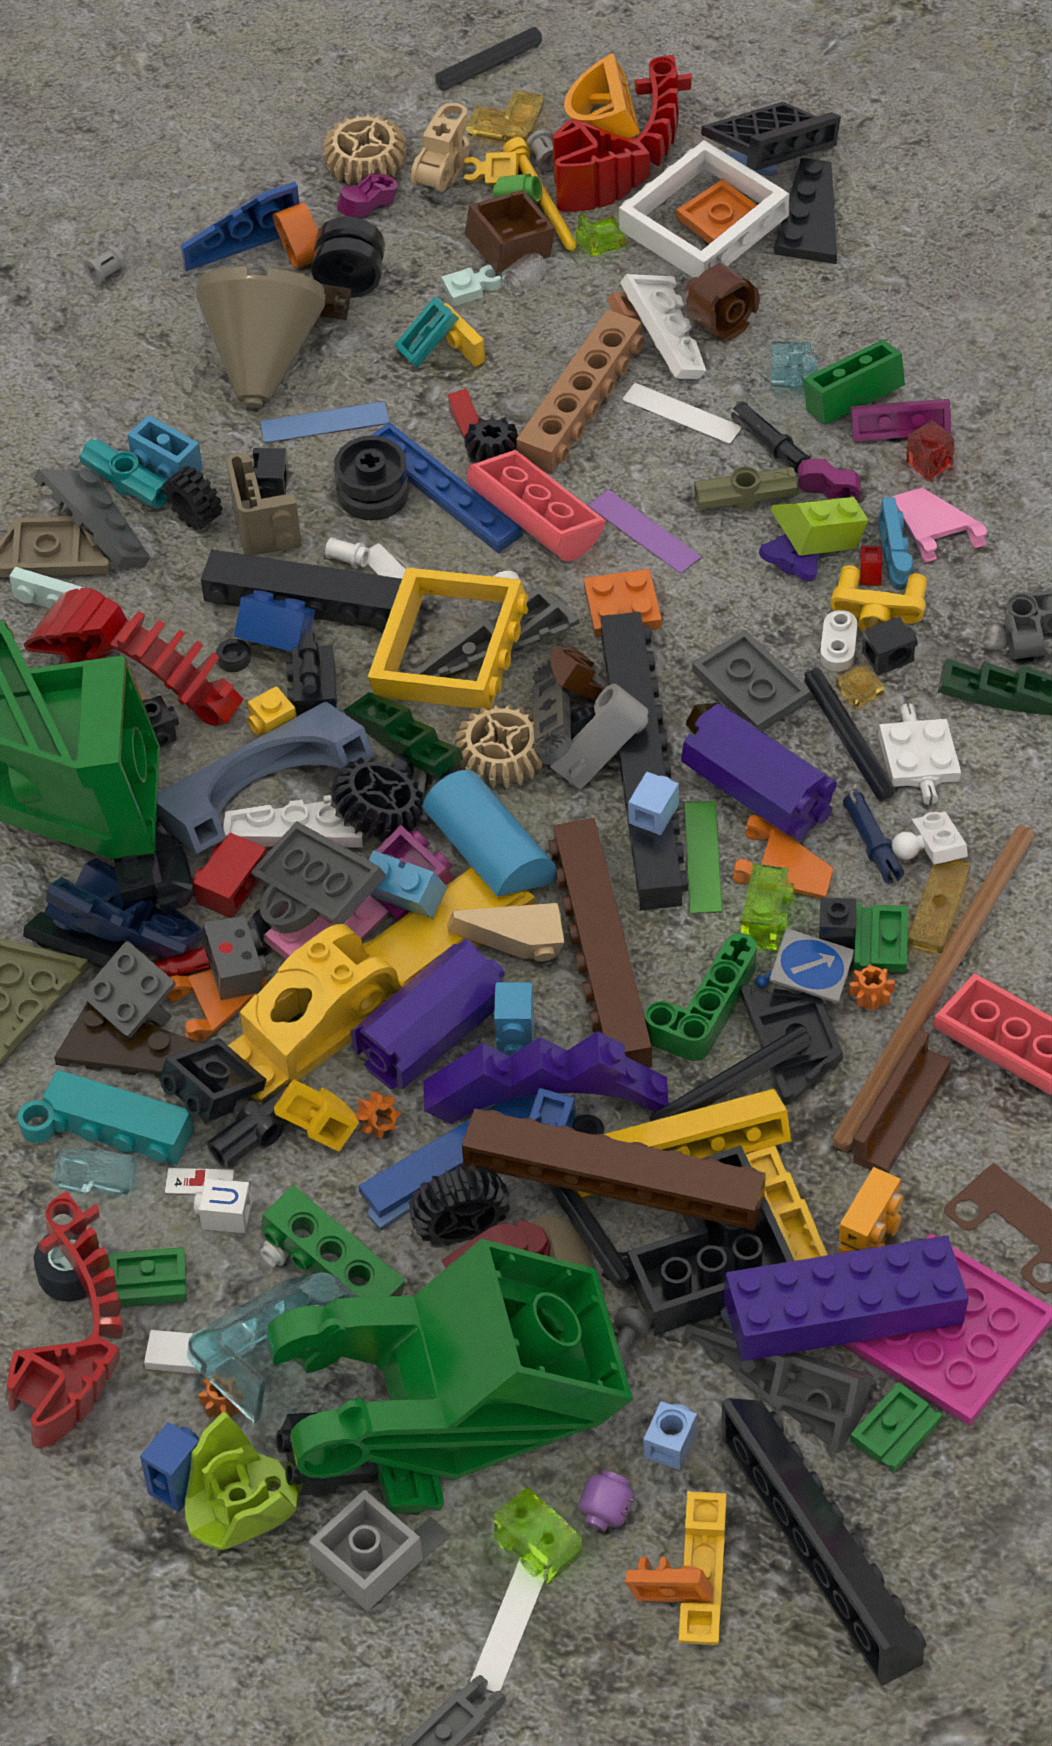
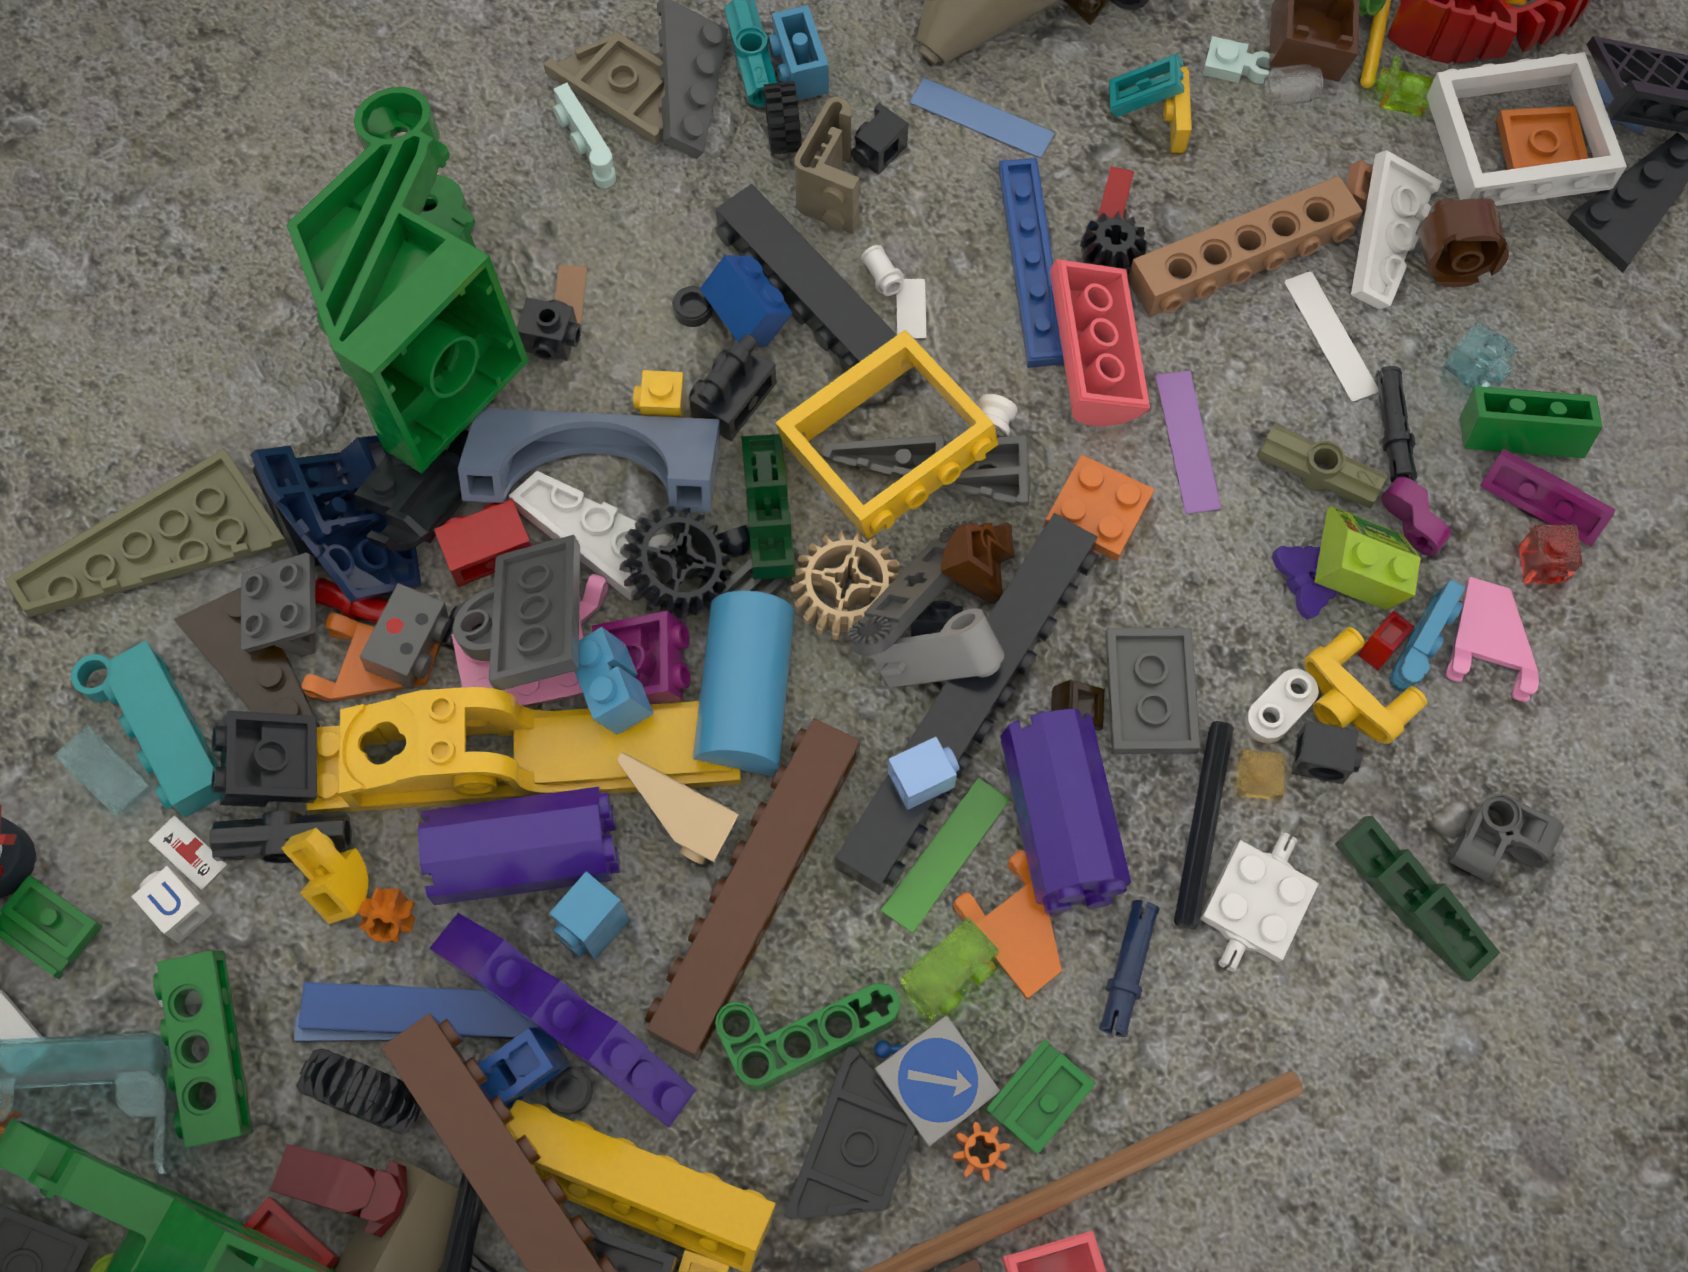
camera: 35 degrees right, 15 degrees up
(90, 626) = (566, 202): red piece -> none
(371, 477) = (965, 206): black wheel -> none
(737, 1074) = (748, 1151): black axle -> none
(838, 921) = (1005, 1048): black brick -> none
(935, 835) = (1192, 1022): white plate -> none
(939, 905) = (1153, 1086): clear yellow tile -> none

